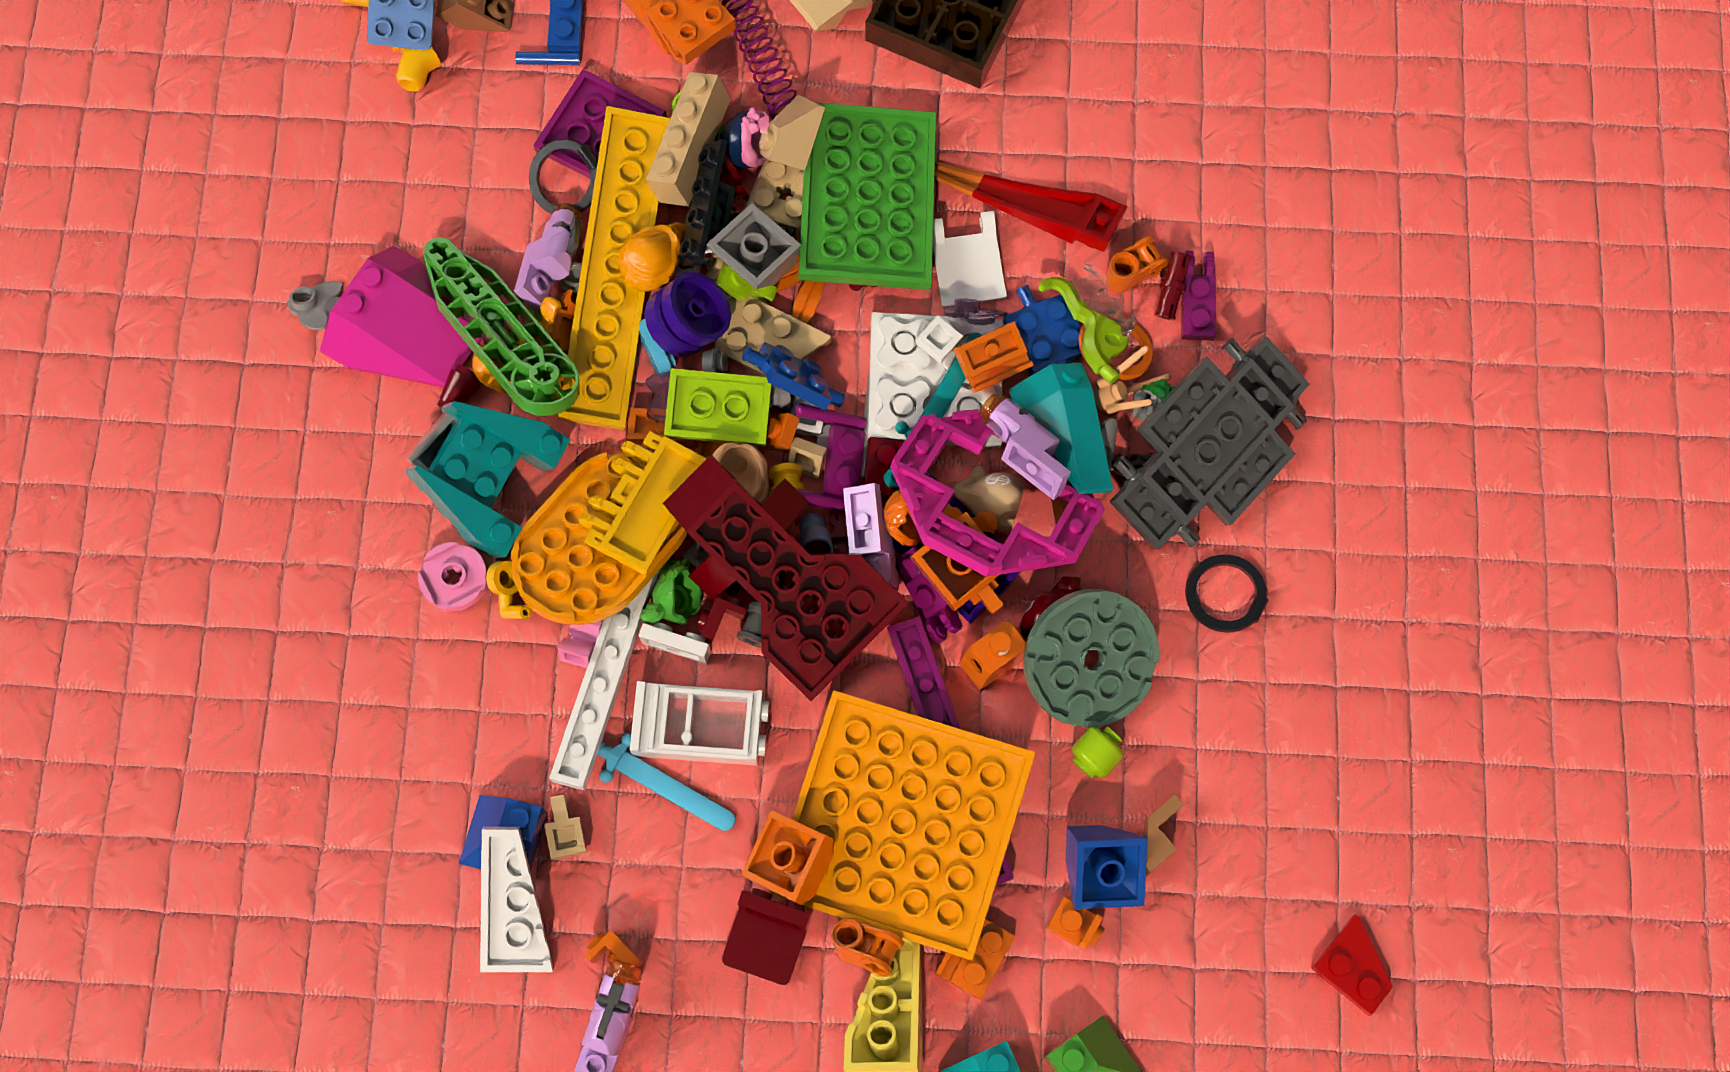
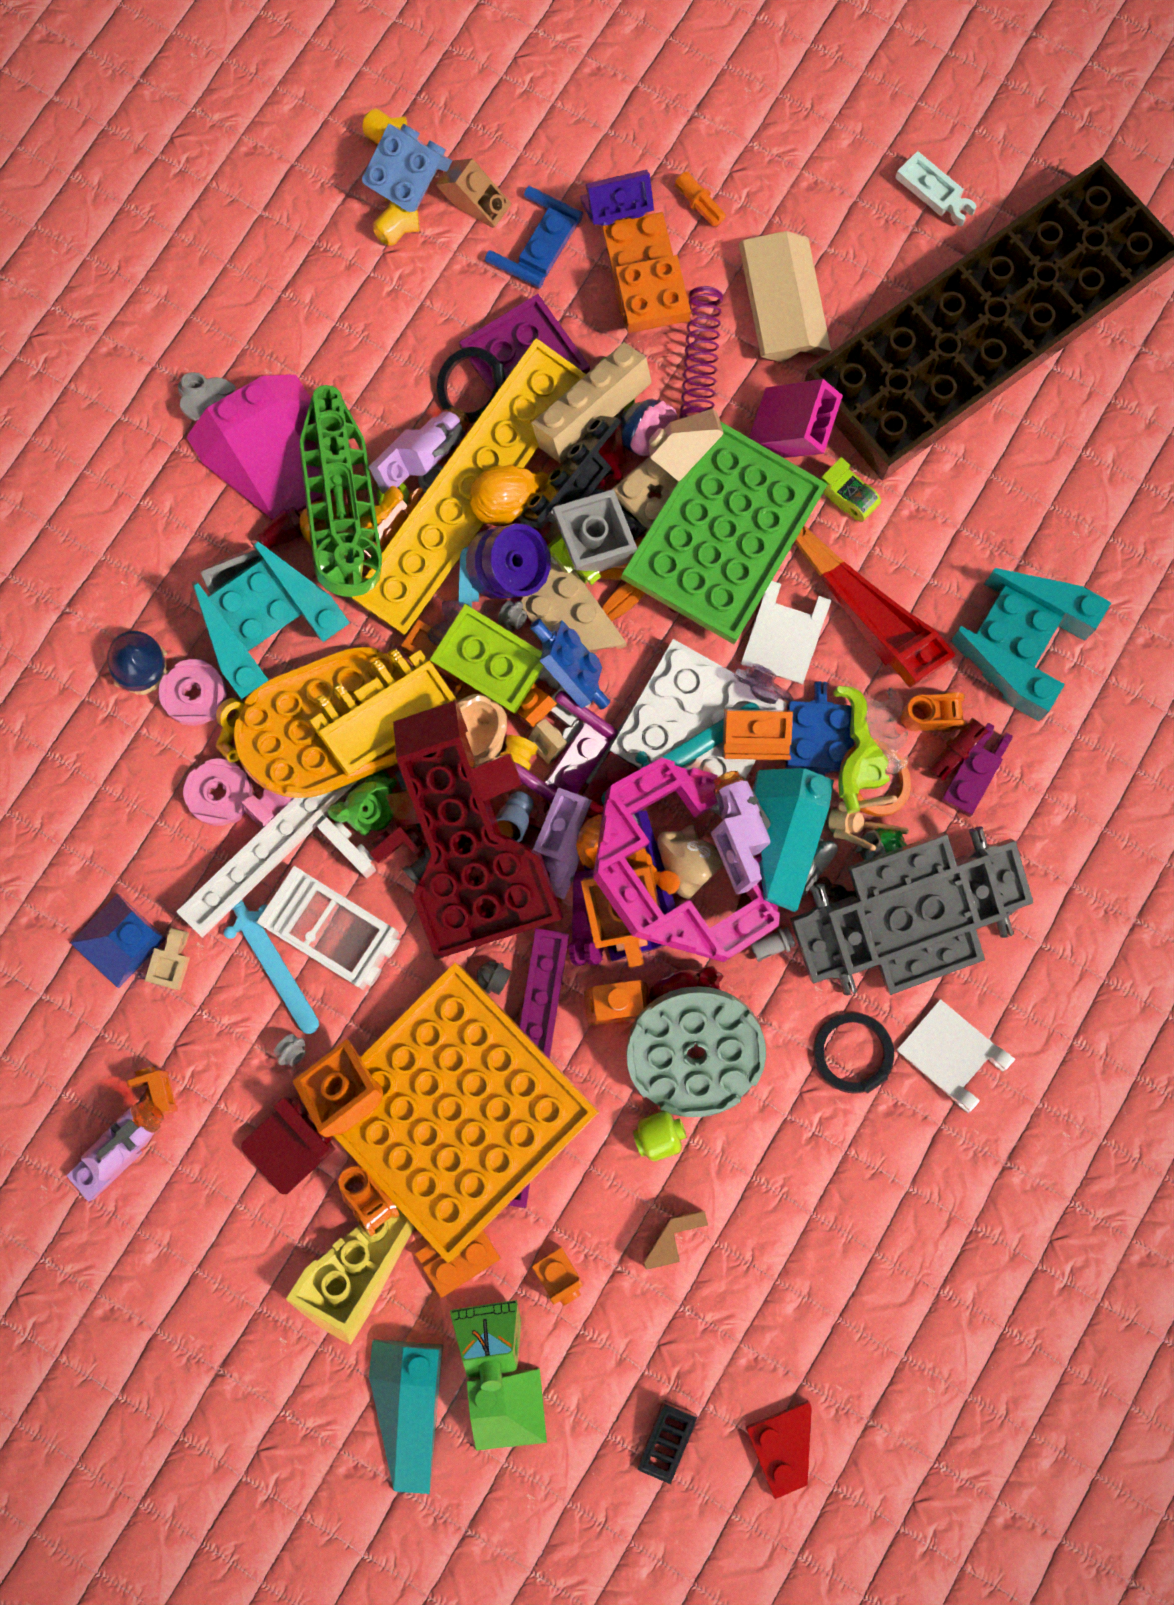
camera: 30 degrees right, 5 degrees up
(385, 575) = (136, 662): none -> dark blue hair
(510, 914) = (85, 1010): white wing -> none
(517, 672) = (207, 777): none -> bright pink plate
(721, 851) = (290, 1050): none -> light grey plate
(871, 688) = (493, 977): none -> dark grey plate
(878, 67) = (796, 418): none -> dark pink brick
(939, 339) = (717, 694): white plate -> none
(958, 111) = (850, 491): none -> lime leg
(1044, 1011) = (488, 1341): none -> bright green torso
(1105, 534) = (773, 944): none -> light grey pin
(1105, 867) = (610, 1242): blue slope -> none
(1170, 159) = (1020, 630): none -> teal wedge
(1262, 1001) = (677, 1413): none -> black slope
(1310, 549) = (951, 1053): none -> white flag

